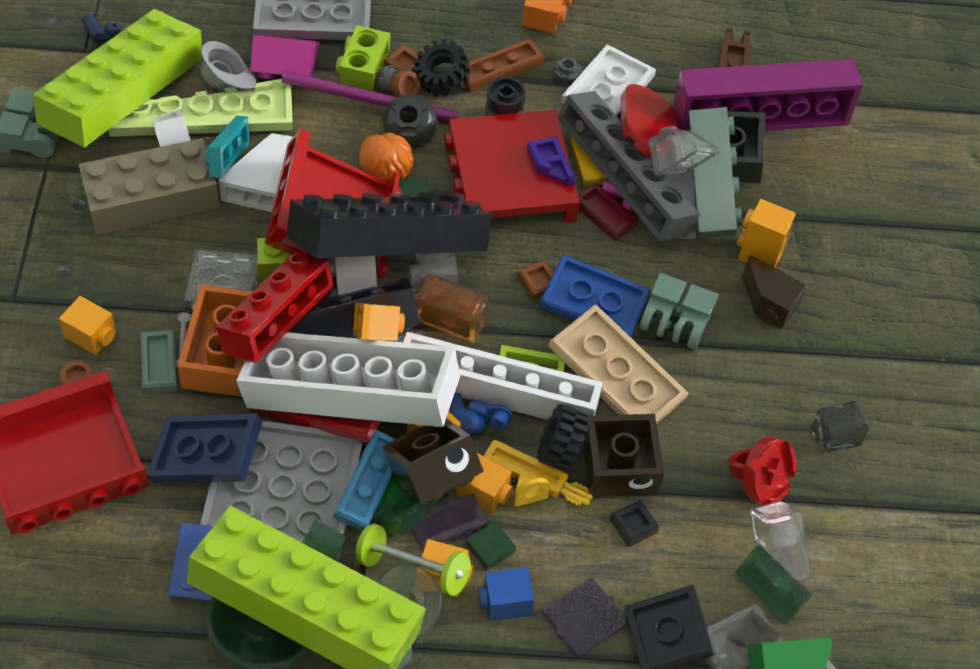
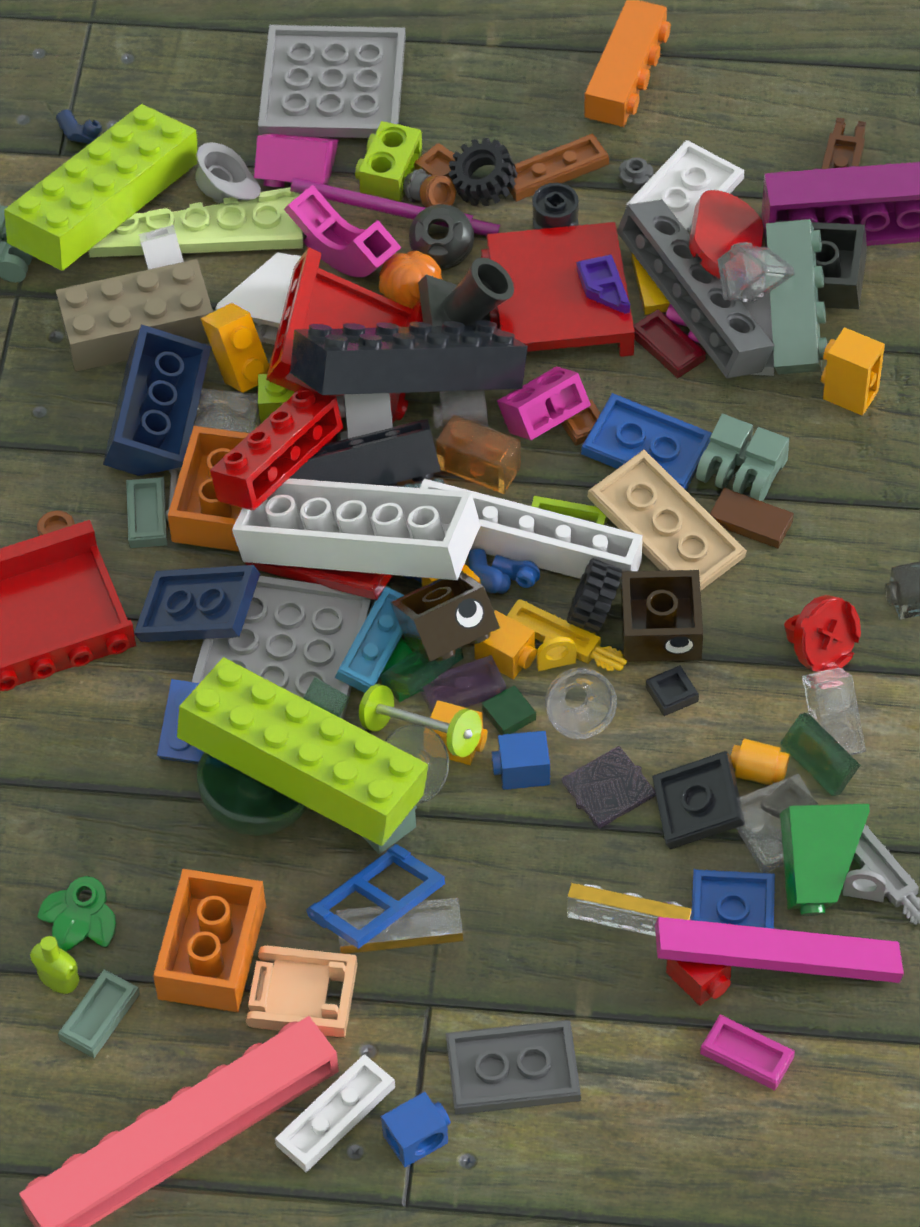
camera: 10 degrees right, 0 degrees up
(88, 325) = (68, 472): light orange brick -> none
(167, 264) = (156, 402): none -> dark blue slope
(227, 147) = (226, 268): teal plate -> none
(237, 213) = (236, 346): none -> light orange brick
(329, 129) = (342, 245): none -> dark pink arch
(377, 322) = (390, 466): light orange slope -> none
(444, 170) = (471, 300): none -> pearl dark grey plant
(505, 263) = (543, 403): none -> dark pink brick
(565, 548) = (587, 718): none -> clear piece
(690, 363) = (752, 518): none -> reddish brown tile
(721, 592) = (759, 762): none -> light orange brick
(772, 292) = (857, 437): dark brown slope -> none

